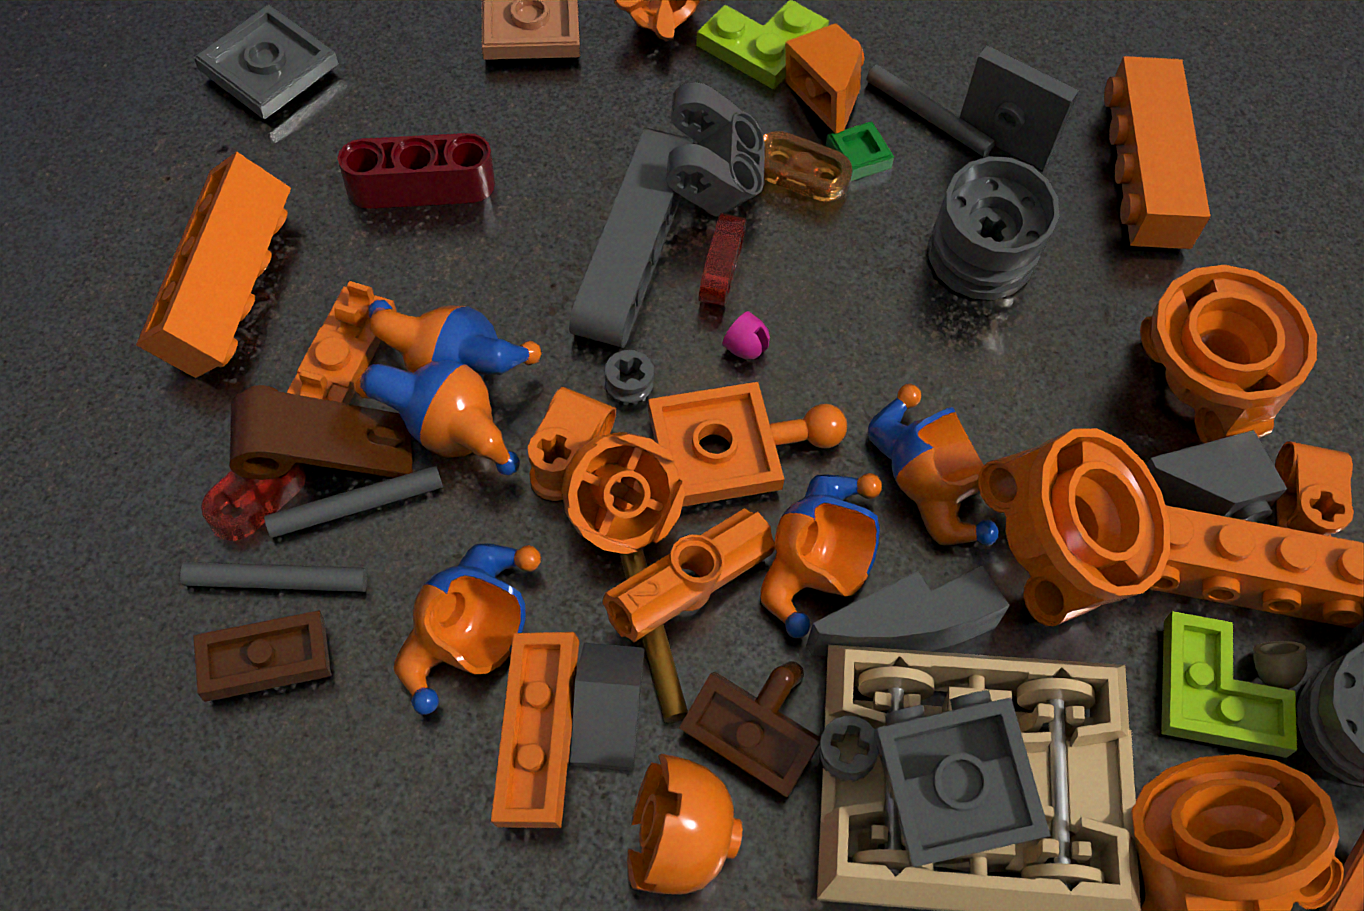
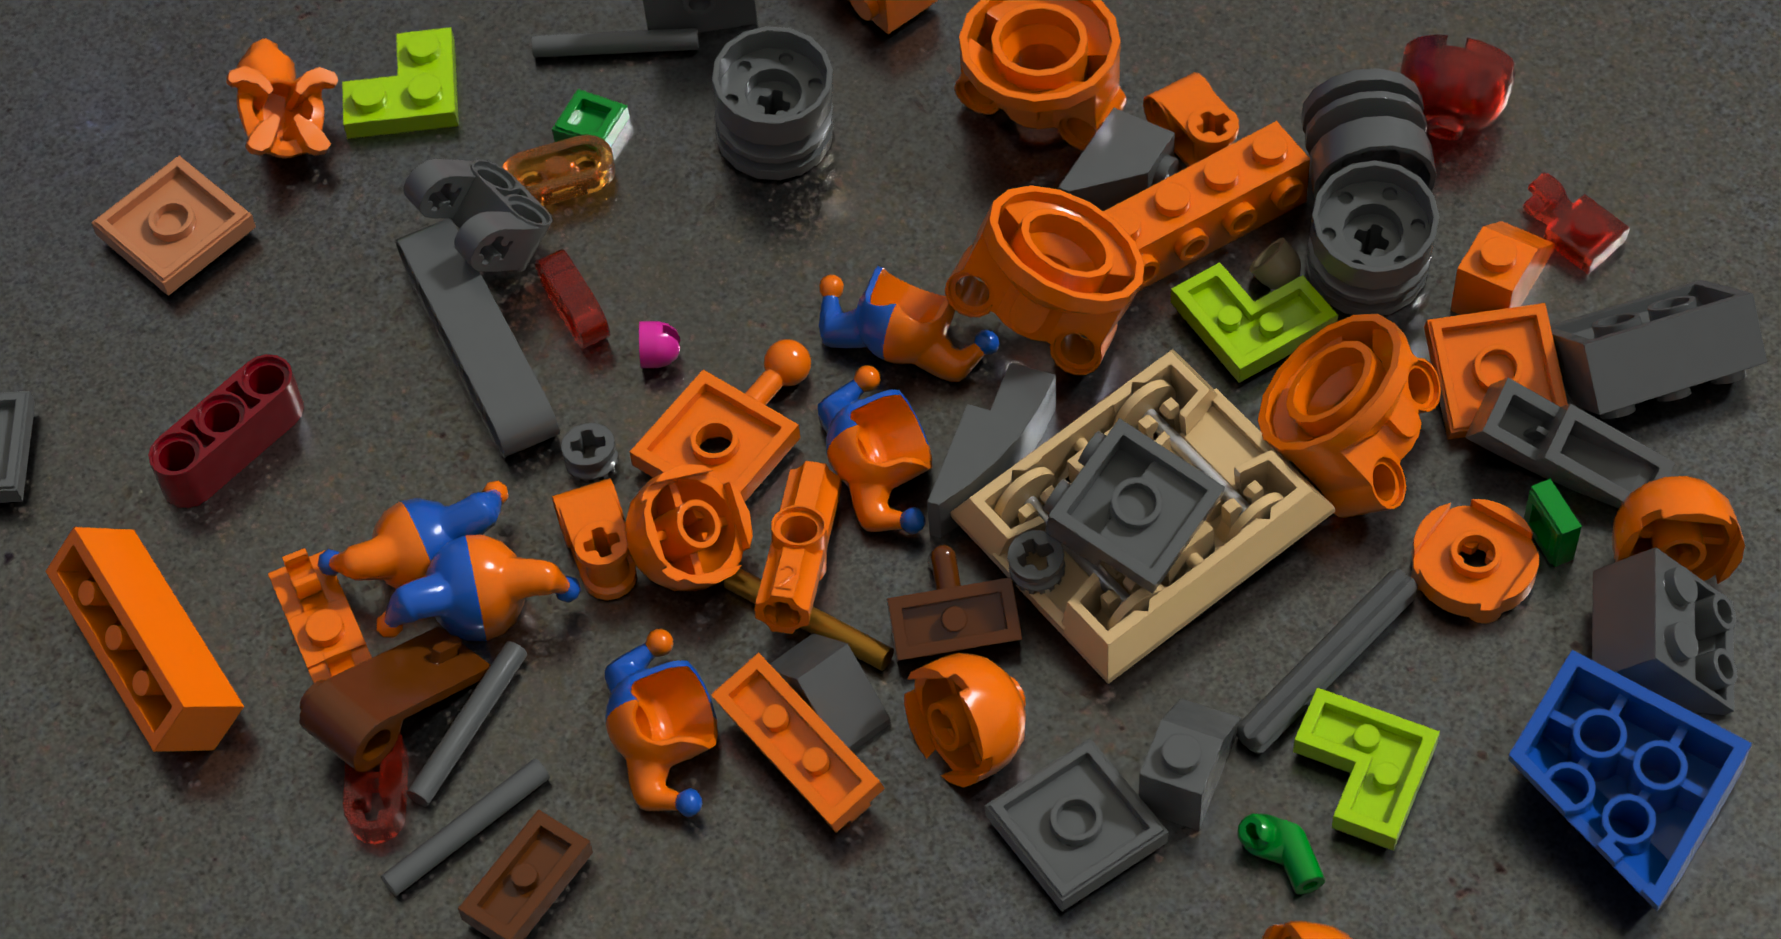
camera: 35 degrees left, 5 degrees down
(826, 73) = (500, 77): orange slope -> none

